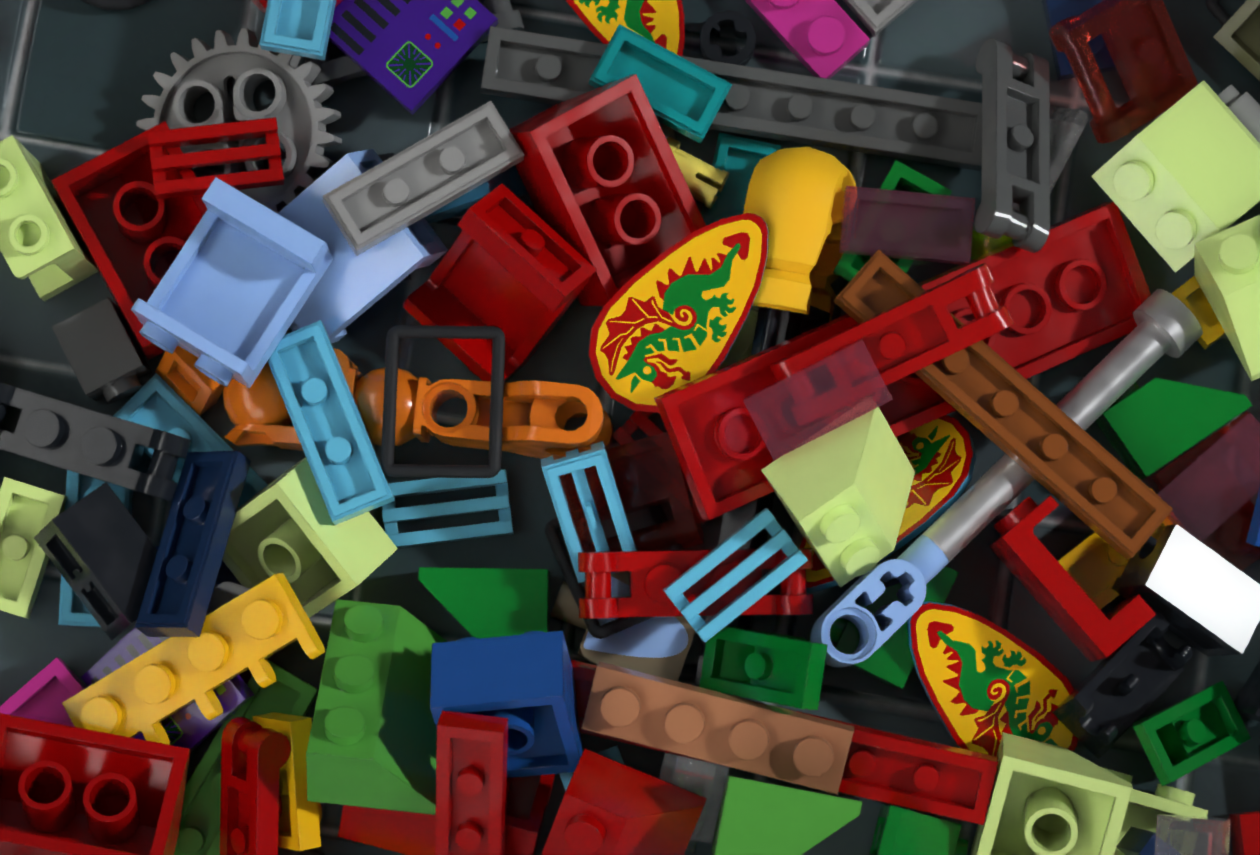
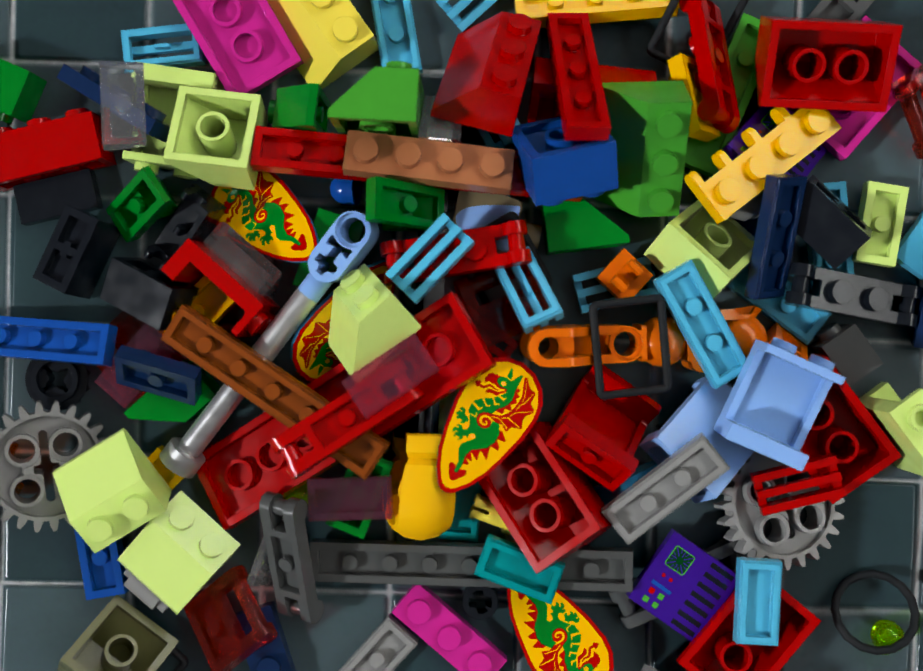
camera: 170 degrees right, 5 degrees up
(432, 517) = (624, 275): none -> orange tile
(859, 710) = (346, 191): none -> blue hinge
(1033, 623) = (244, 259): none -> clear slope
(1184, 454) = (158, 375): none -> dark blue plate

